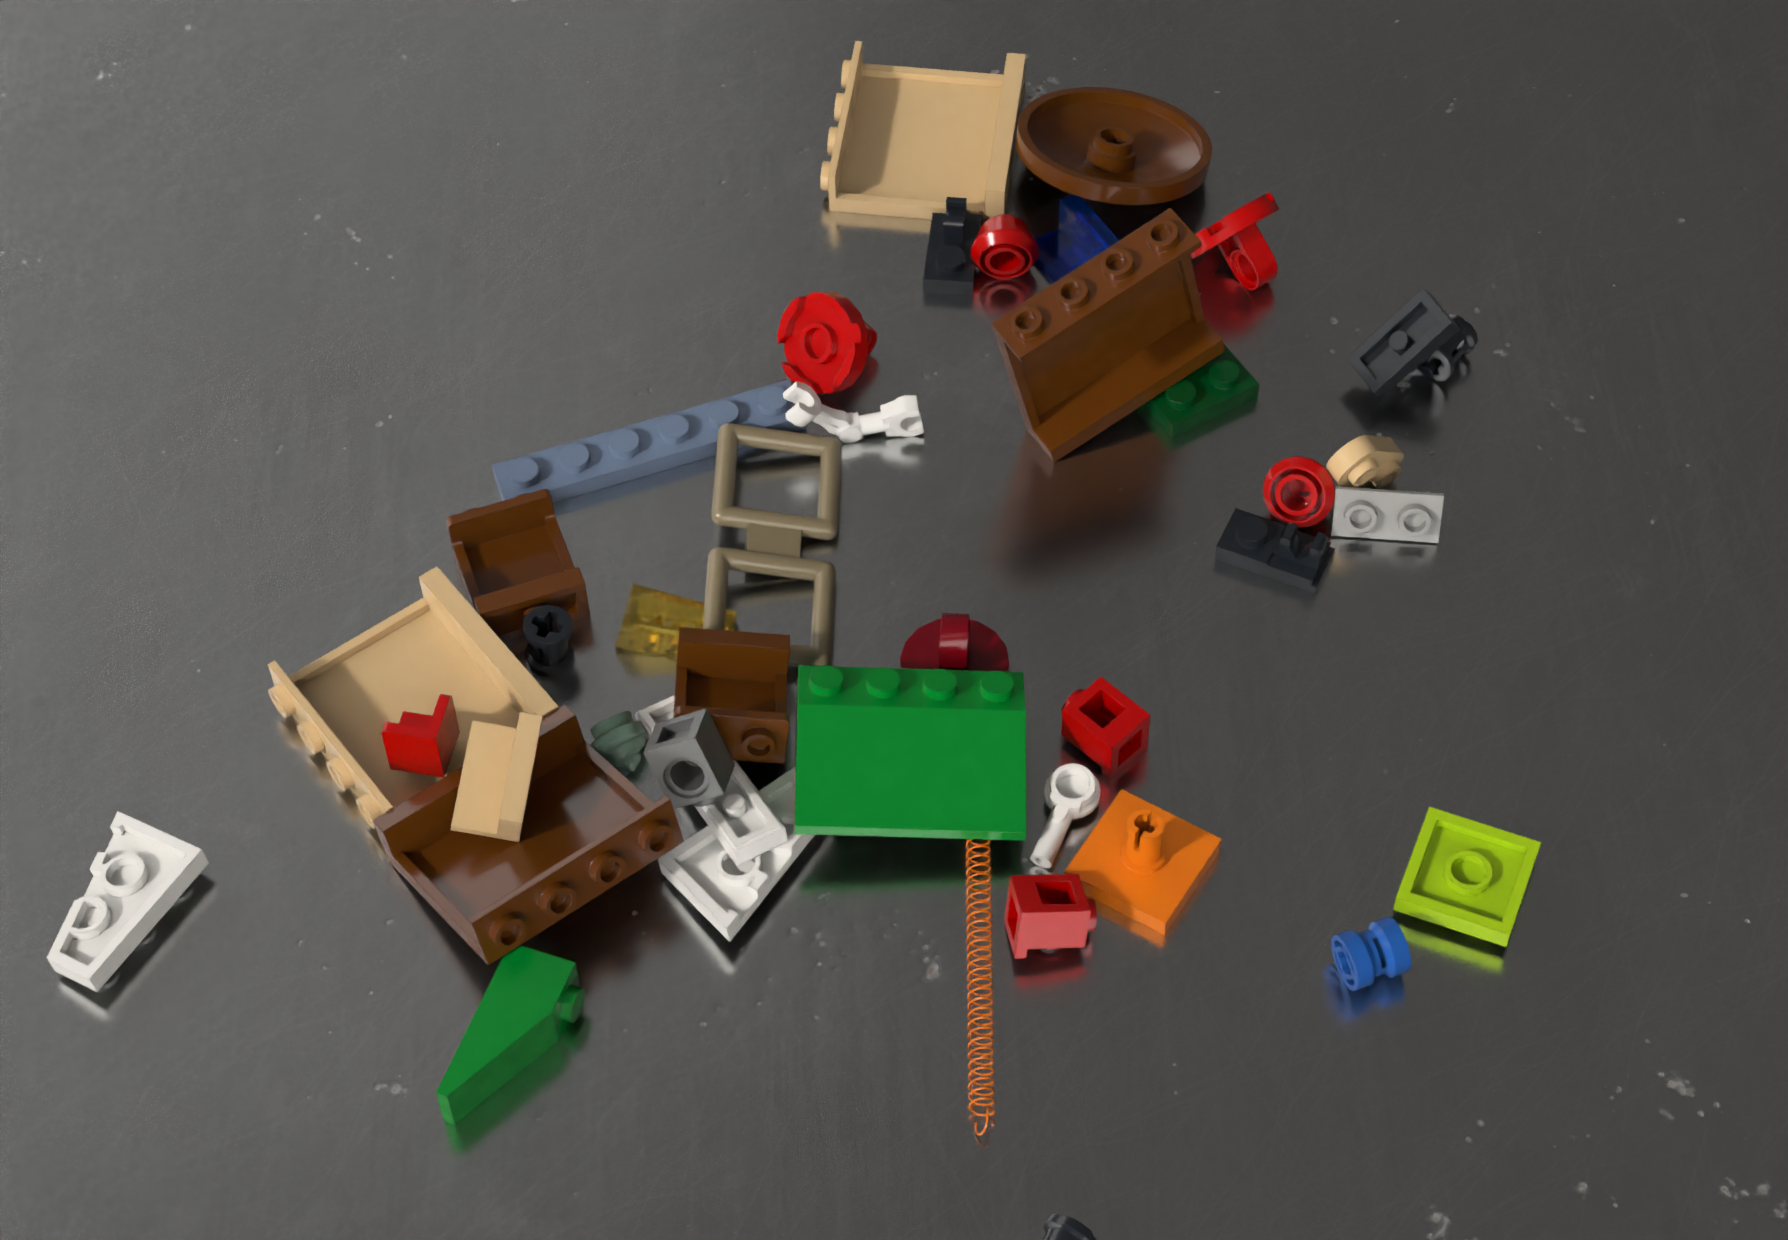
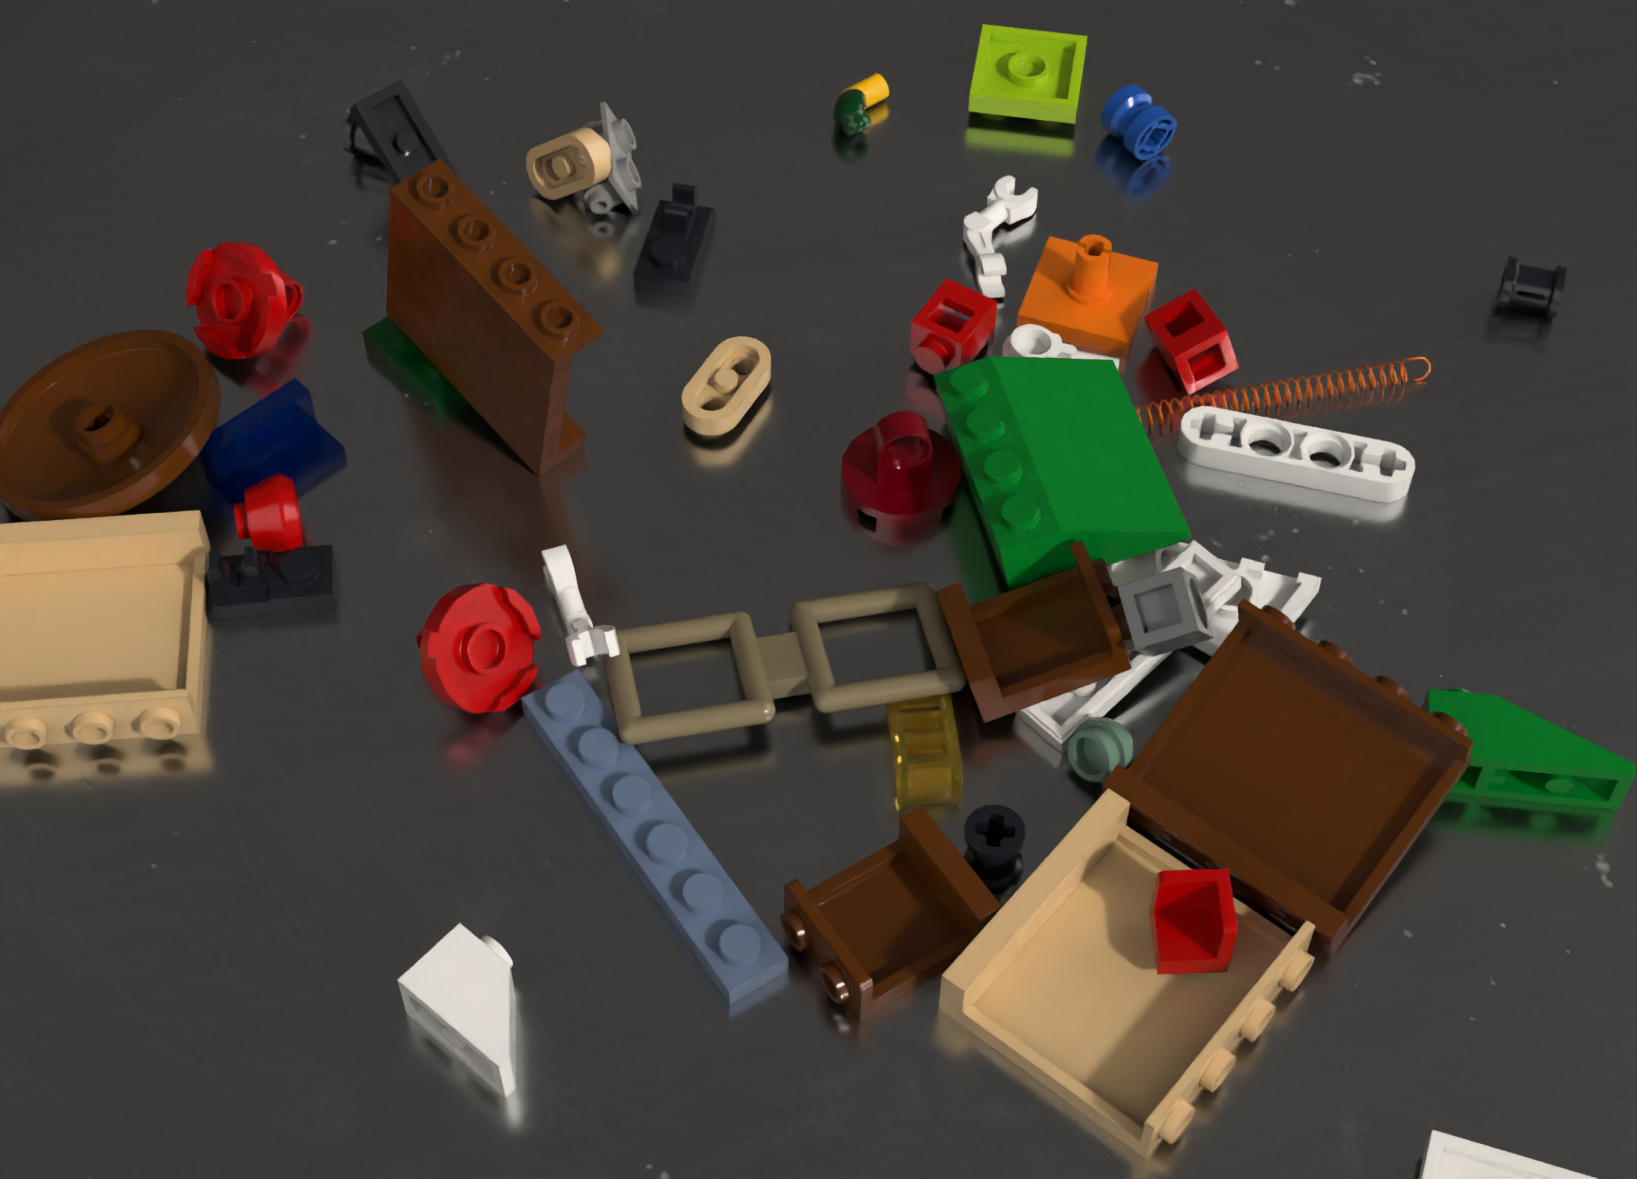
camera: 105 degrees left, 0 degrees up
(496, 778) = (1239, 800): tan panel -> none
(529, 321) = (468, 1003): none -> white slope
(893, 975) = (1293, 462): none -> white beam
(1085, 556) = (716, 393): none -> tan plate
(1185, 781) = (978, 228): none -> white piece
(1299, 491) = (605, 219): red cone -> none
(1451, 718) = (855, 99): none -> dark green arm

